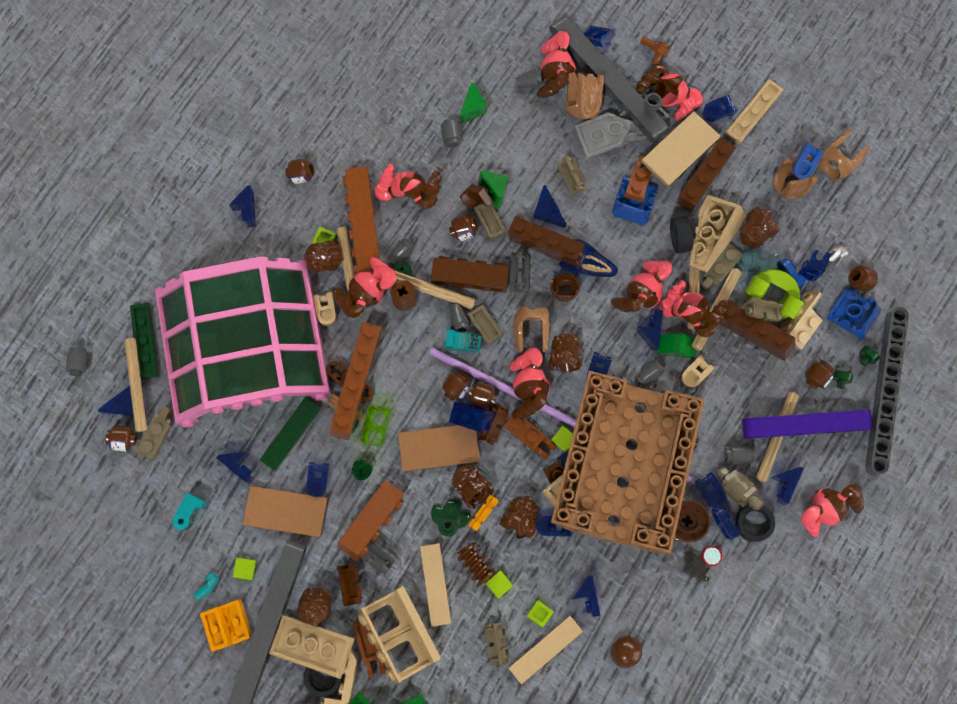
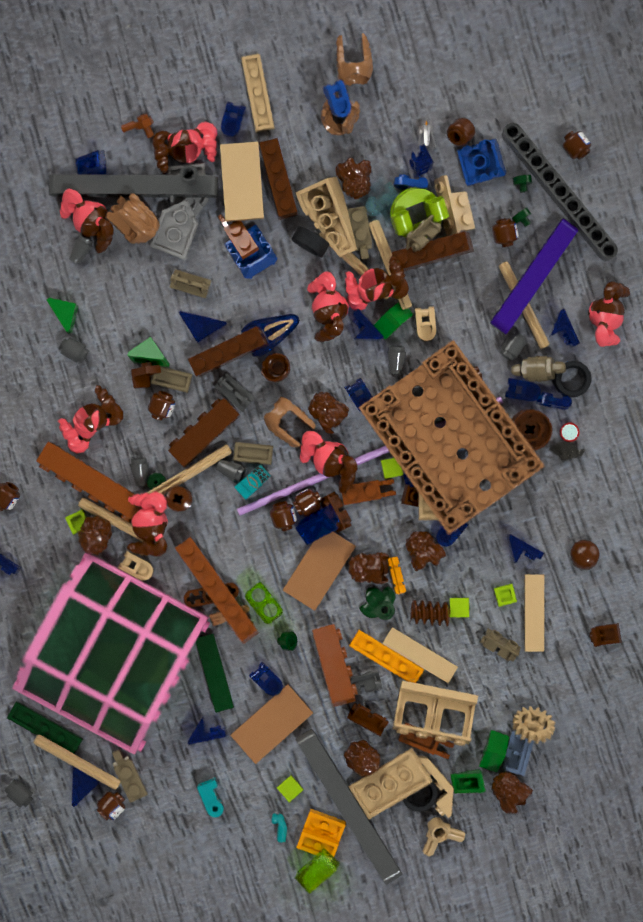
camera: 50 degrees left, 10 degrees up
(193, 645) = (317, 870): none -> clear neon green piece
(411, 559) = (386, 657): none -> light orange tile
(934, 373) = (576, 145): none -> reddish brown head

